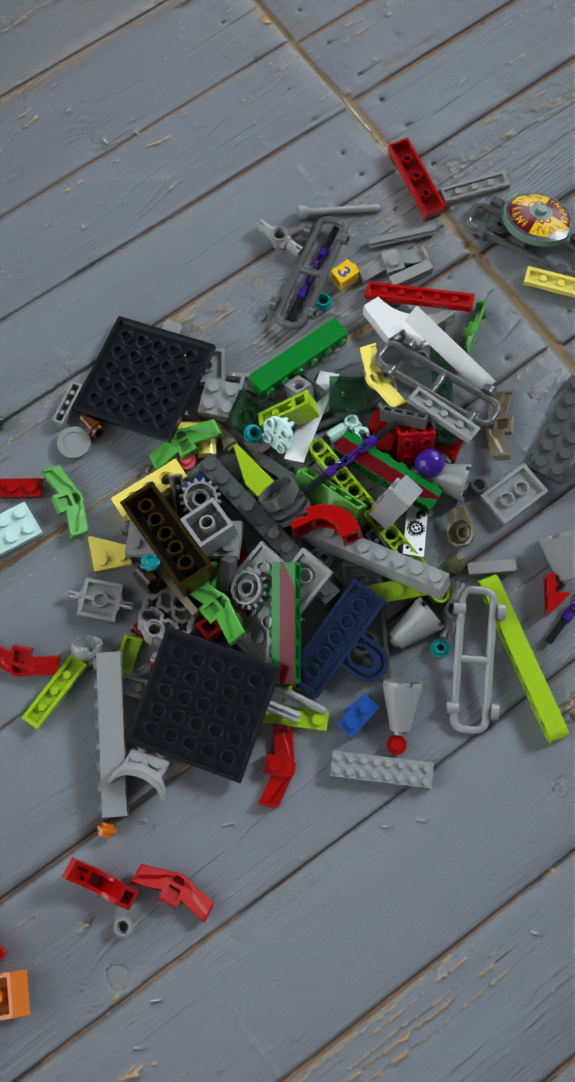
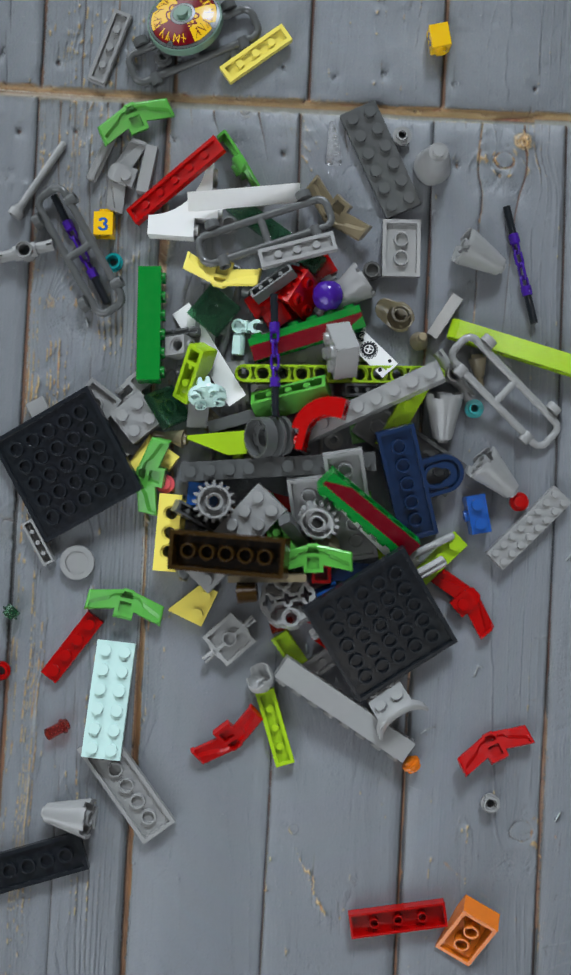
camera: 50 degrees left, 15 degrees up
(92, 426) = (74, 537): reddish brown cone -> none
(101, 882) = (449, 795): red arch -> none
(149, 562) = (241, 585): teal plate -> none
(209, 526) = (246, 515): light grey brick -> none
(257, 431) = (189, 409): teal plate -> none
(416, 178) = (62, 89): red piece -> none
(439, 237) = (134, 118): none -> bright green plate
(476, 624) = (478, 366): none -> dark tan cone
(552, 598) = (506, 292): red slope -> none

